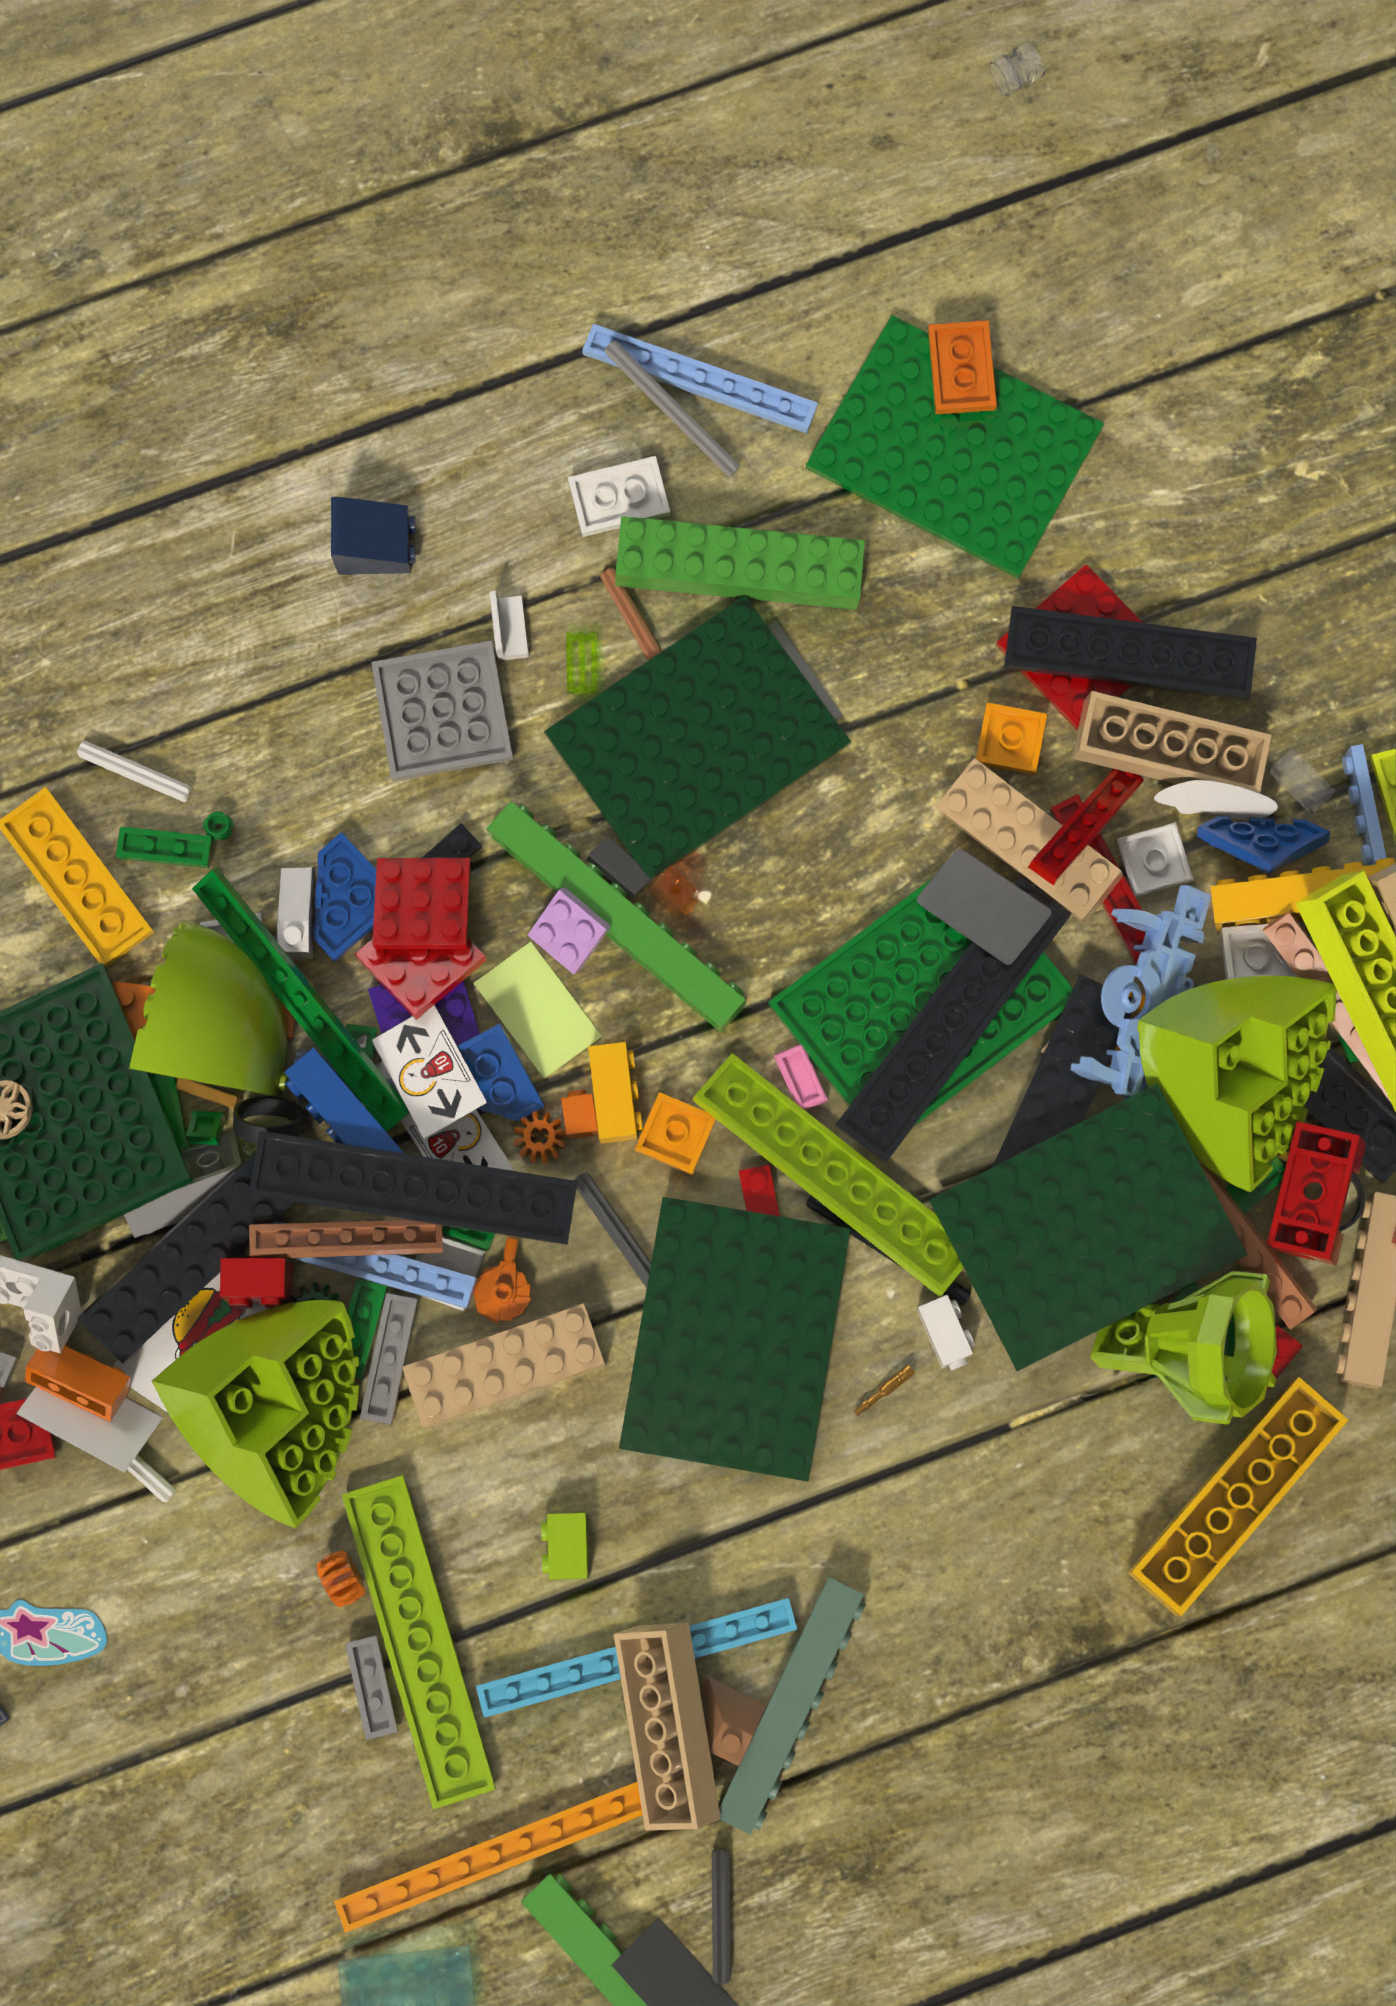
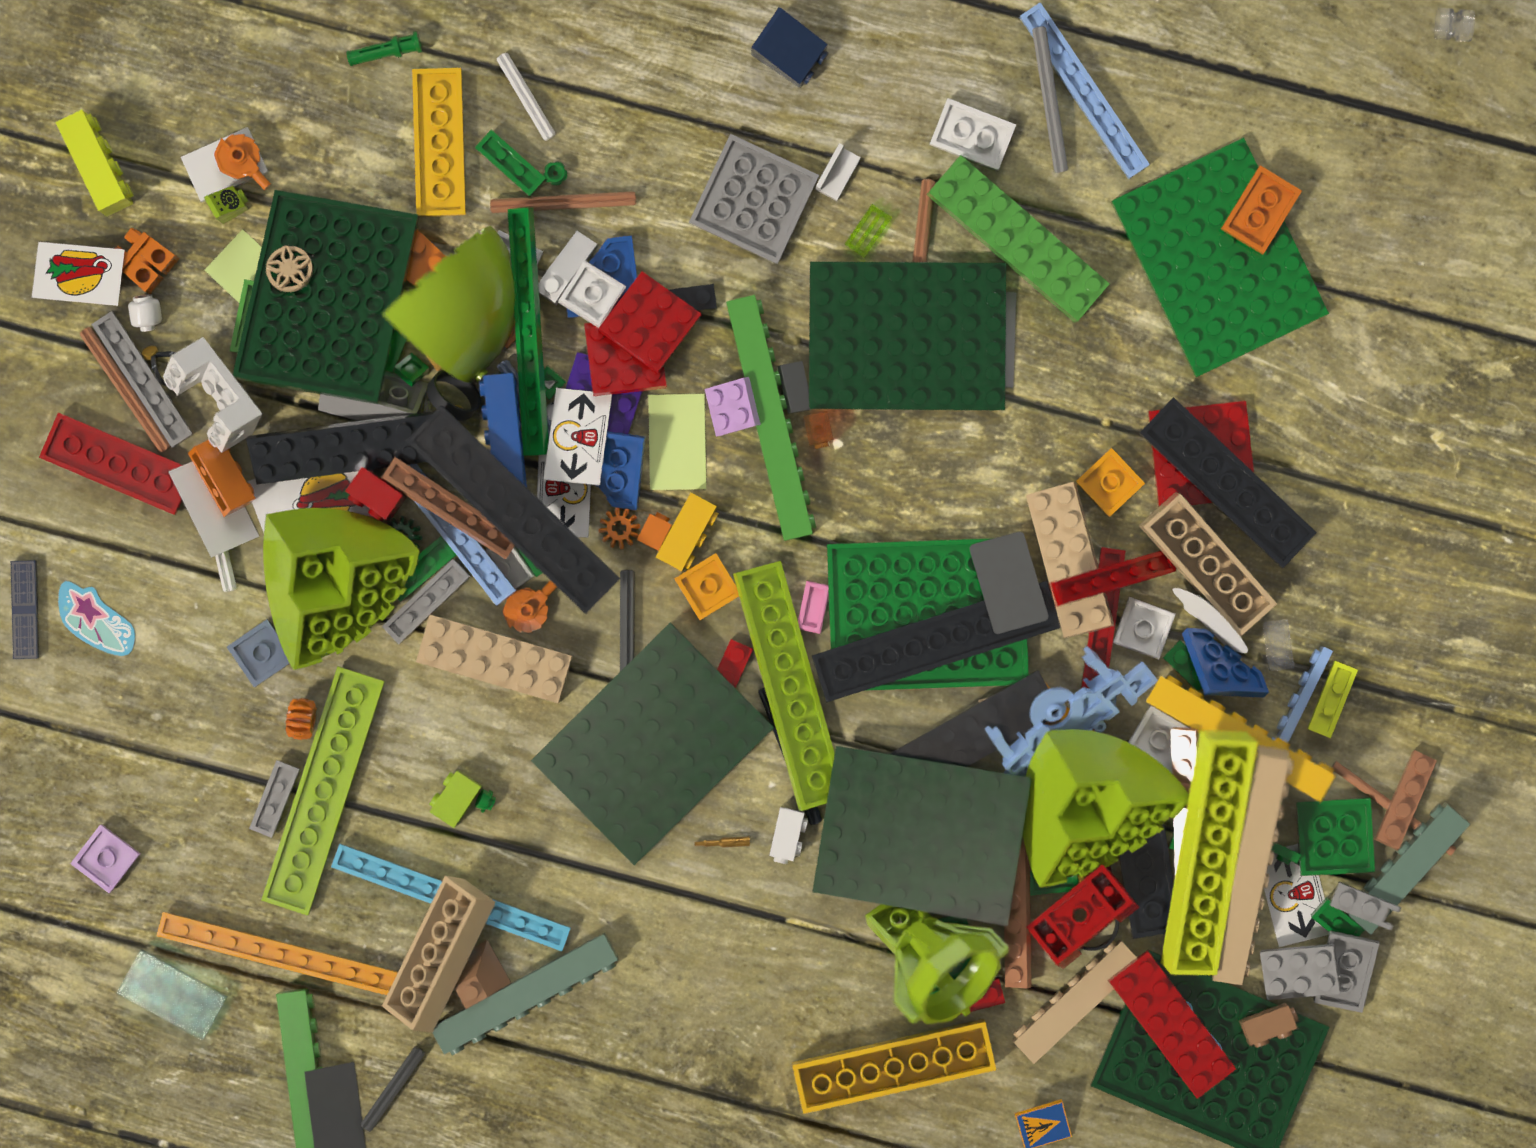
camera: 30 degrees right, 10 degrees up
(230, 1887) = (105, 858): none -> lavender plate
(248, 1540) = (259, 653): none -> sand blue plate
(252, 844) = (565, 201): none -> nougat axle
(341, 917) = (592, 294): none -> white tile
(600, 1526) = (485, 800): none -> green plate
(1219, 865) = (1180, 660): none -> green plate

